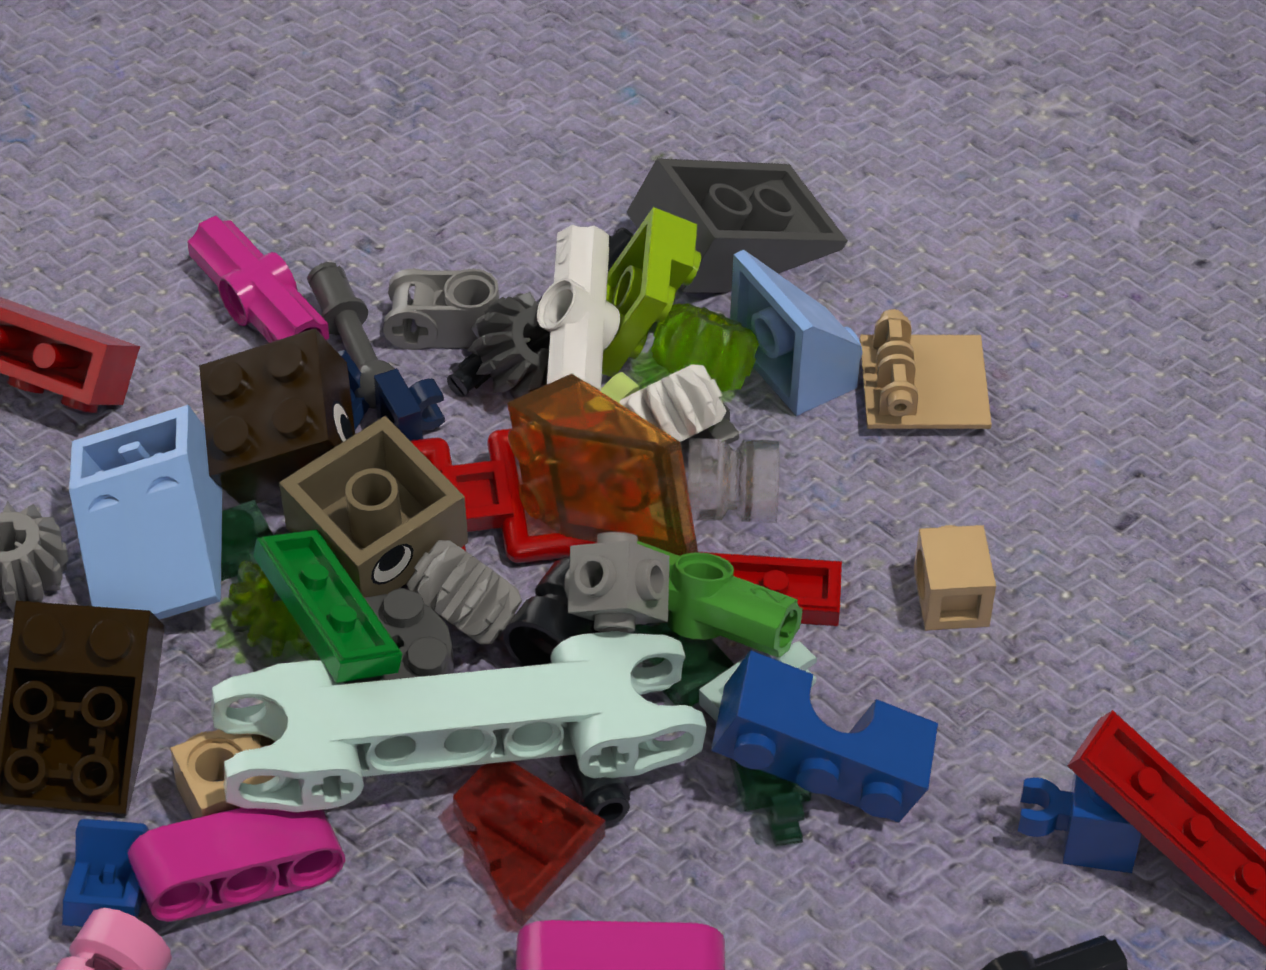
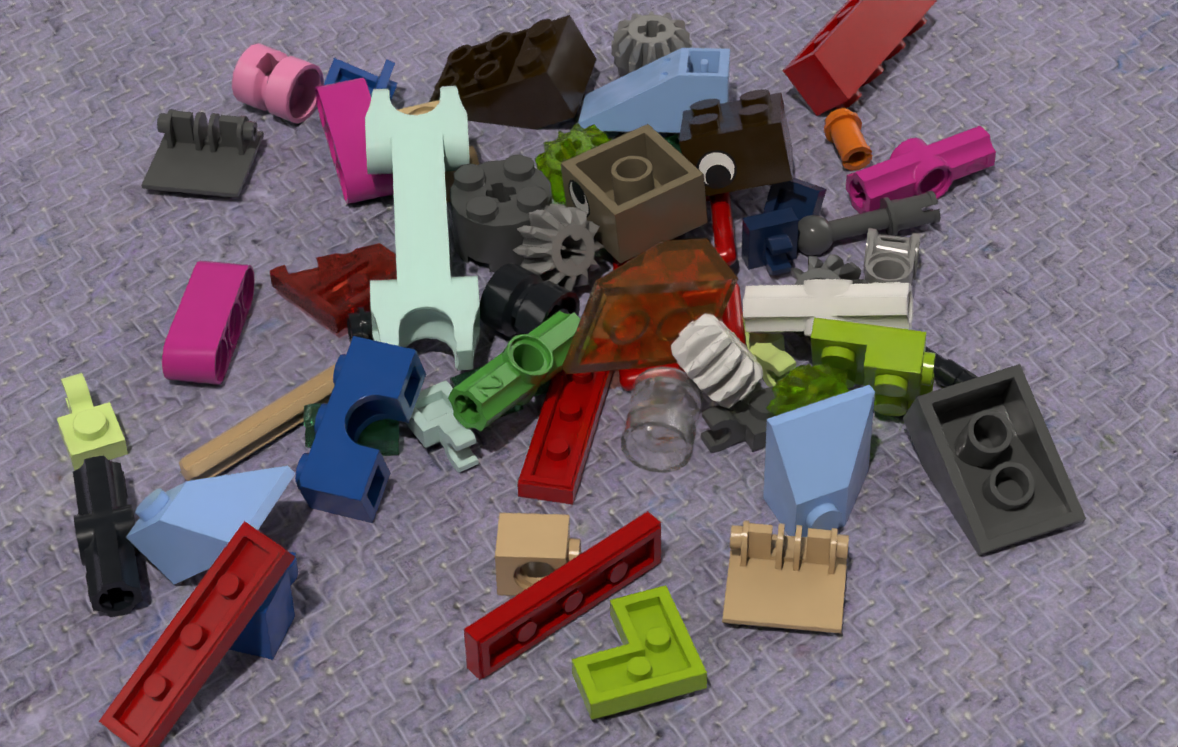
camera: 100 degrees right, 5 degrees down
(182, 360) = (843, 130): none -> orange pin
(327, 606) = (520, 144): green tile -> none
(618, 583) = (511, 293): light grey brick -> none
(765, 863) = (257, 429): none -> tan axle
(996, 857) = (195, 521): none -> light blue slope
(1015, 548) = (562, 596): none -> red tile
(1068, 466) = (650, 665): none -> lime plate

